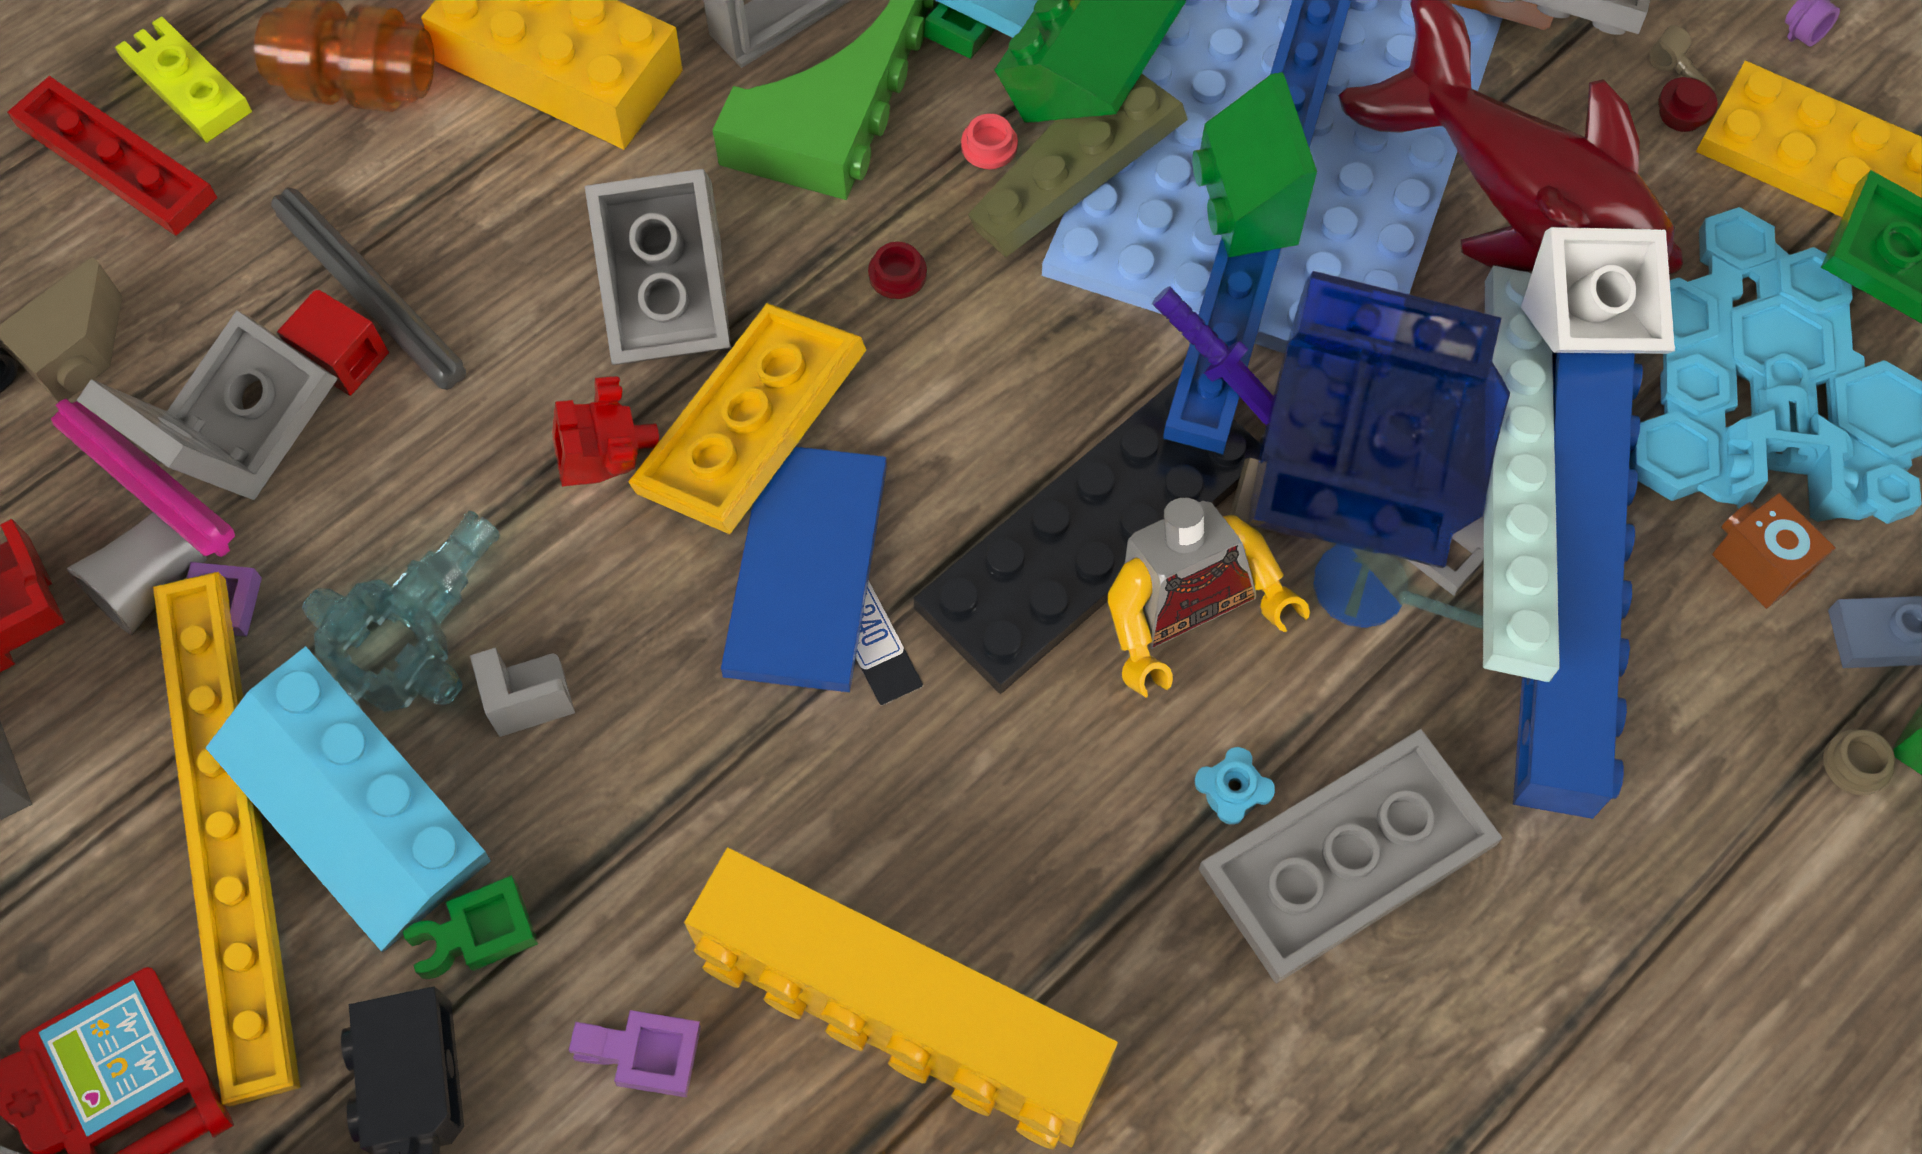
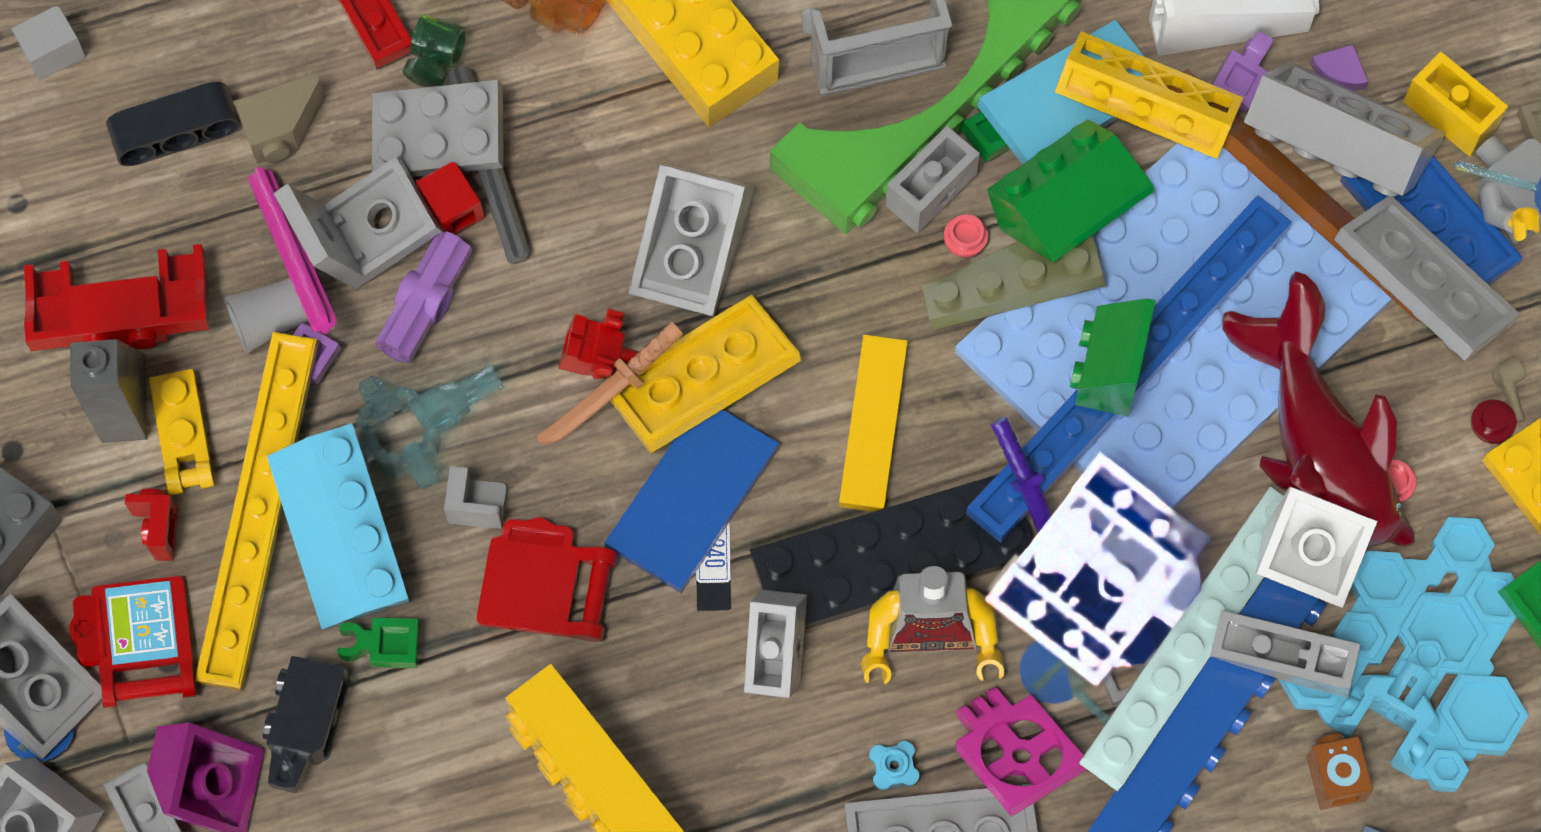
camera: 25 degrees right, 5 degrees up
(77, 772) = (181, 430): none -> yellow plate
(84, 904) = (160, 528): none -> red bracket
(238, 183) = (434, 45): none -> clear green piece
(282, 259) = (439, 127): none -> light grey plate
(346, 470) = (423, 297): none -> medium lavender piece
(642, 474) = (612, 386): none -> nougat sword
(648, 758) = (534, 578): none -> red piece
(651, 1054) = (454, 765): medium lavender plate -> none
(897, 270) = (852, 308): dark red plate -> none
(921, 90) = (932, 179): none -> light grey brick
(989, 391) = (873, 423): none -> yellow tile
(1011, 694) = (775, 643): none -> light grey brick
(1322, 672) = (995, 724): none -> dark pink piece
(1656, 425) = (1286, 653): none -> light grey slope

